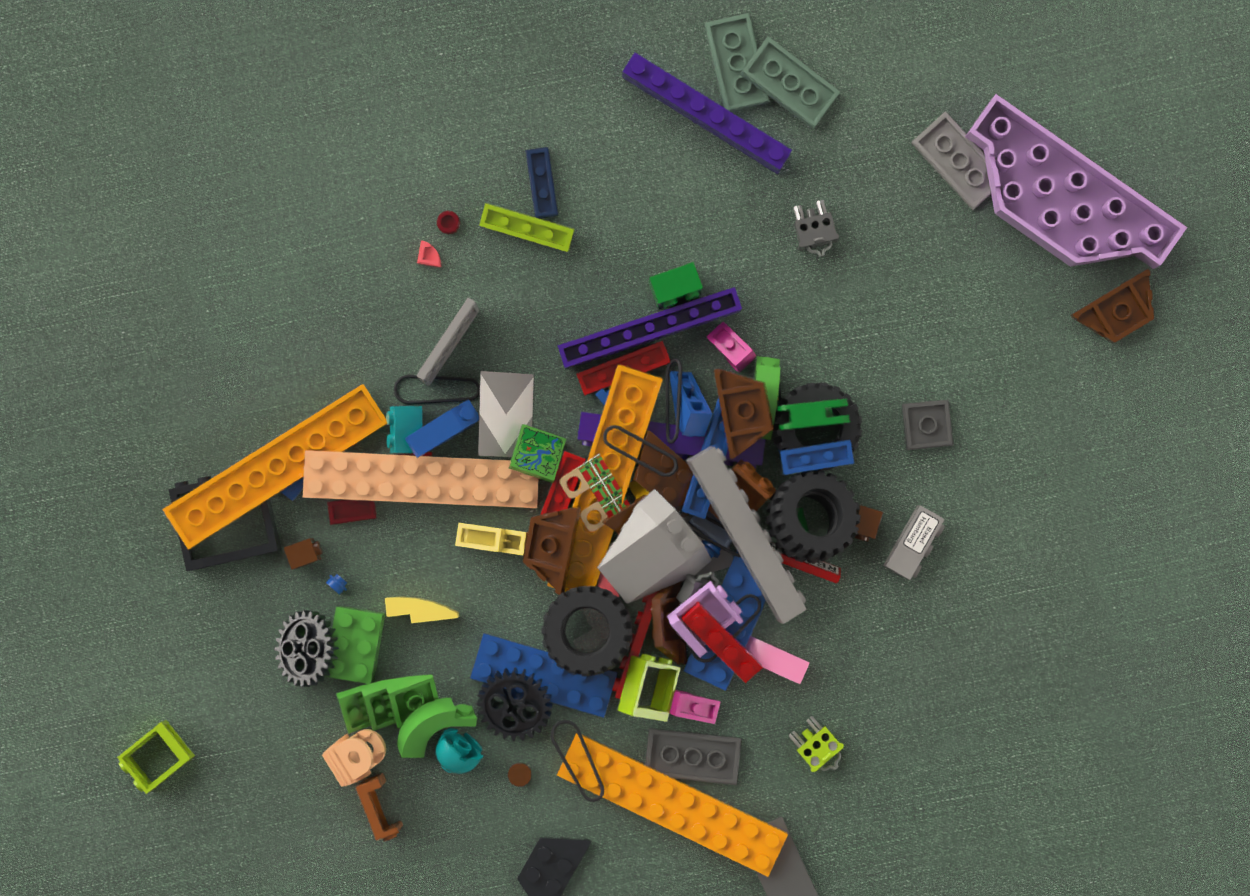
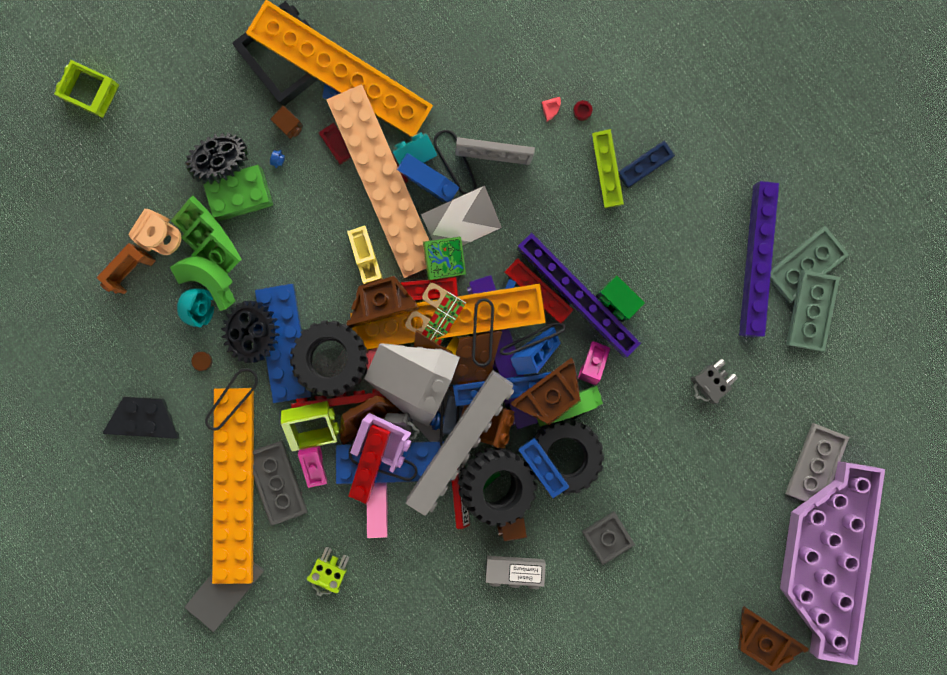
camera: 65 degrees right, 0 degrees up
(419, 609) = (287, 227): light yellow slope -> none
(813, 414) = (574, 449): green piece -> none

